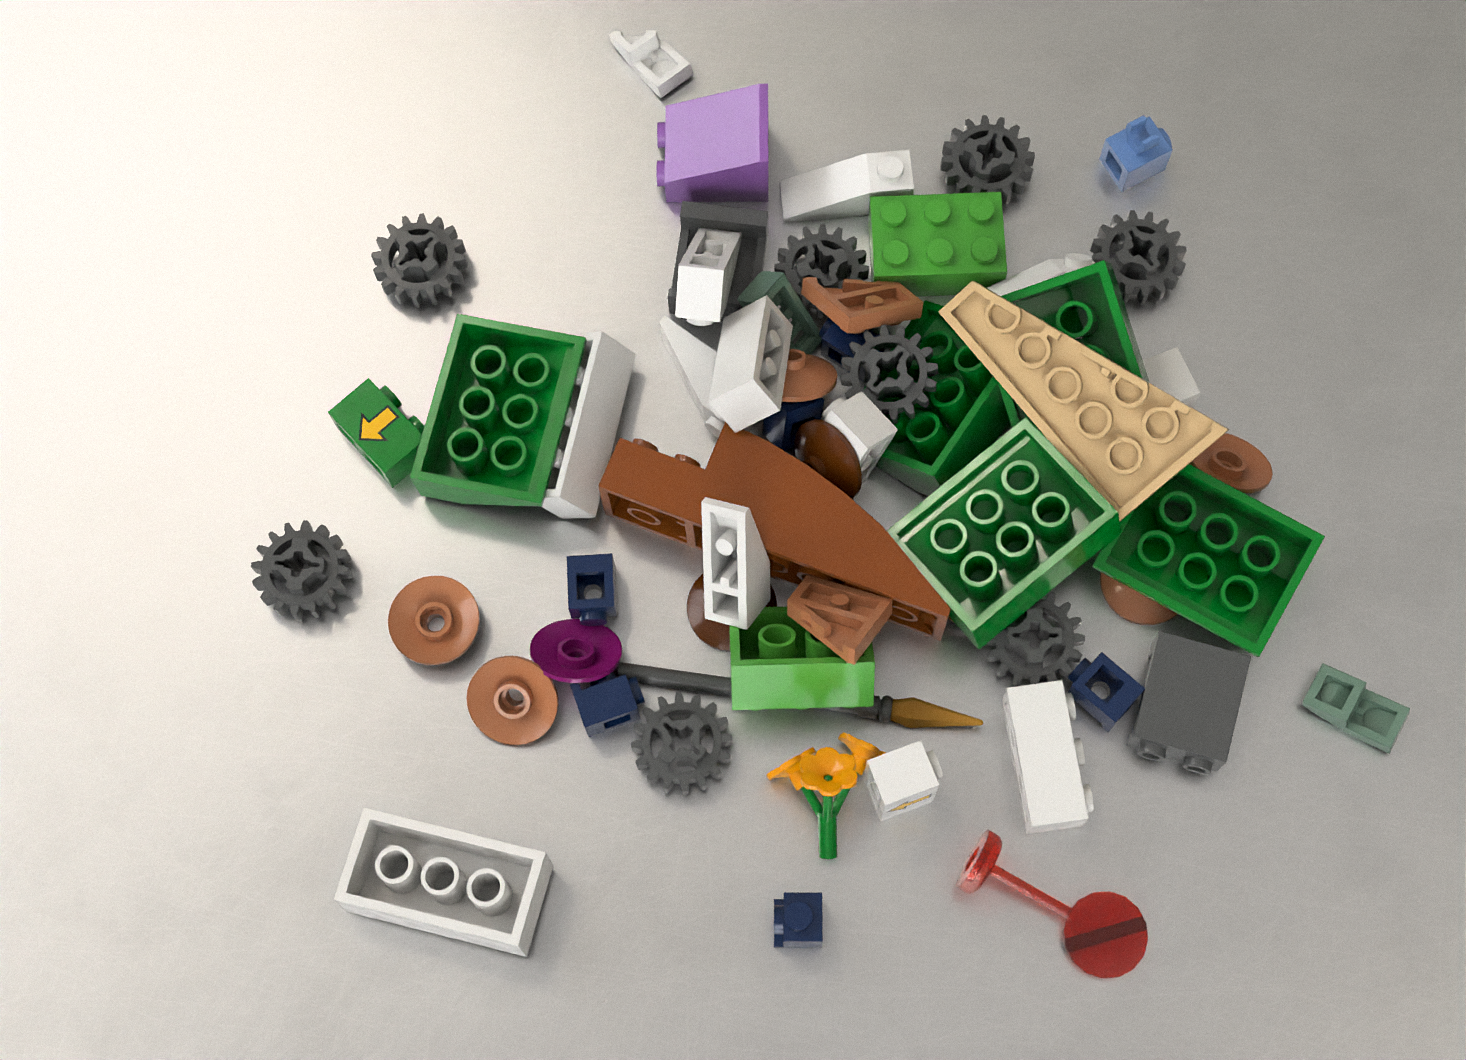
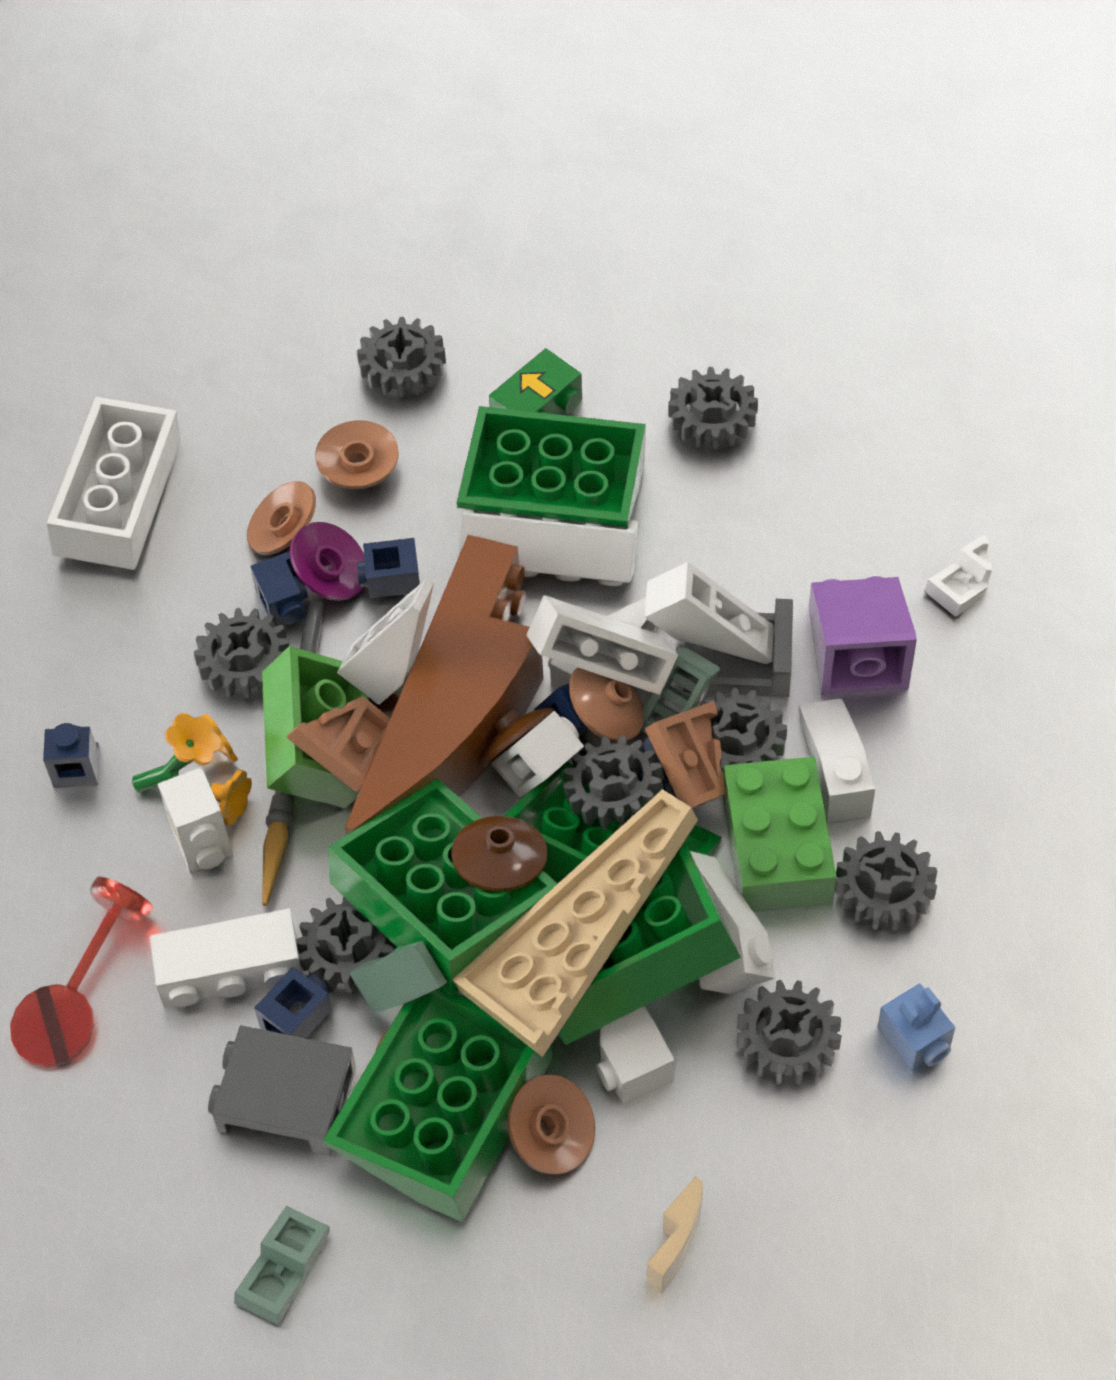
camera: 85 degrees right, 15 degrees down
(987, 490) = (499, 853): none -> reddish brown dish
(1105, 572) = (398, 977): none -> sand green slope
(1316, 356) = (681, 1225): none -> tan slope

